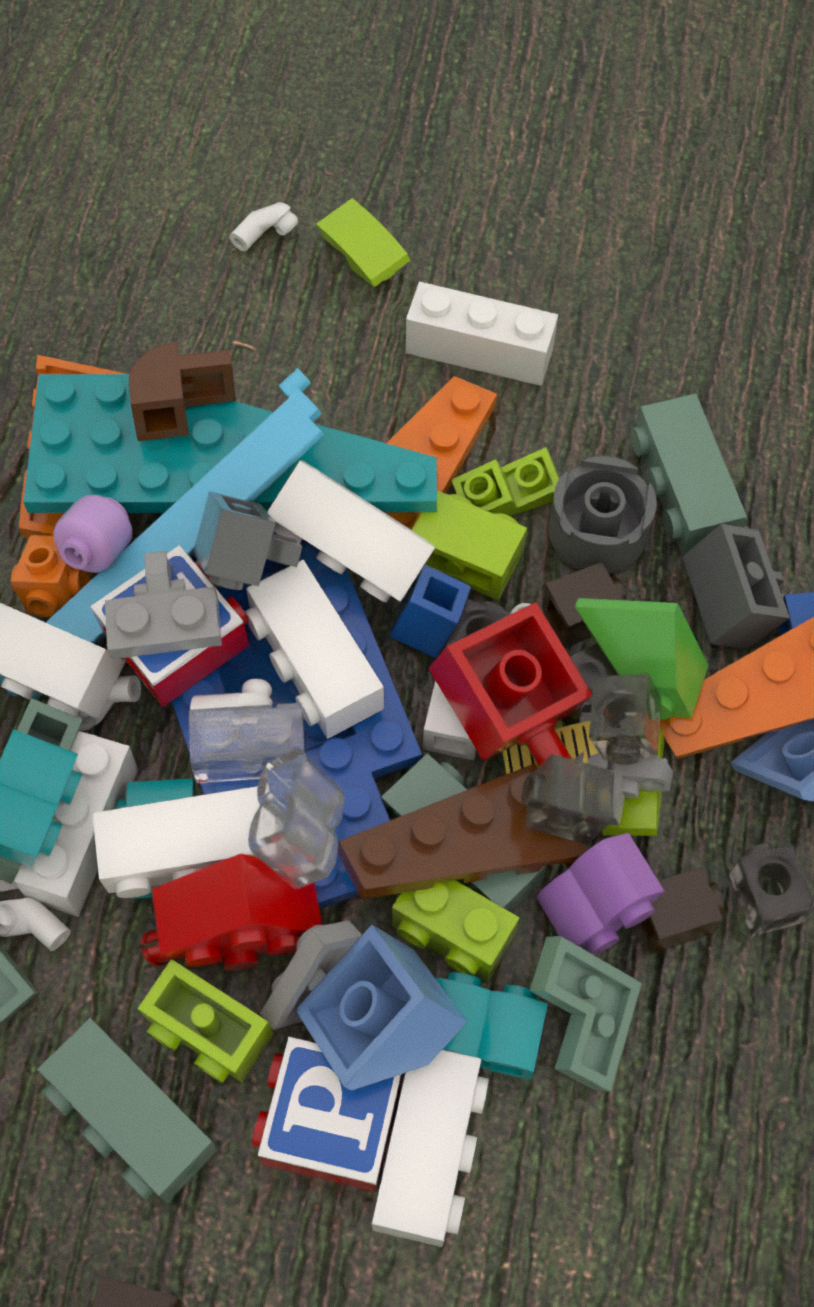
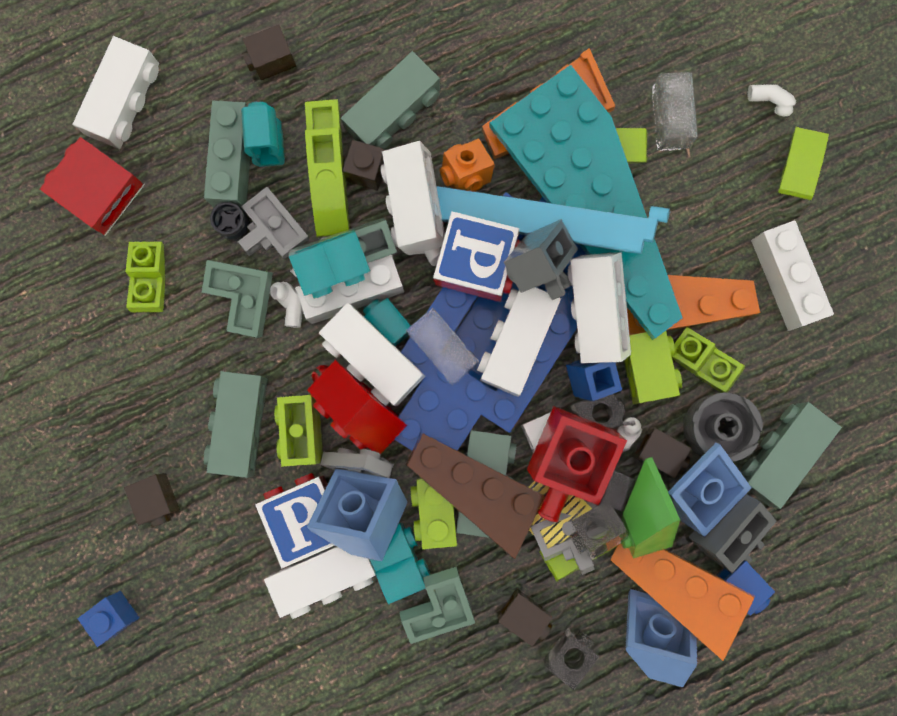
camera: 60 degrees right, 20 degrees up
(93, 533) = (498, 174): lavender head -> none
(162, 615) = (471, 253): light grey hinge -> none
(168, 382) = (612, 141): reddish brown brick -> none
(187, 315) = (674, 111): none -> clear brick
(253, 693) = (457, 322): white arm -> none
(297, 819) = (416, 406): clear brick -> none
(569, 798) = (531, 532): clear smoke brick -> none
(601, 894) = (499, 578): medium lavender brick -> none
(668, 566) = (708, 490): none -> medium blue slope

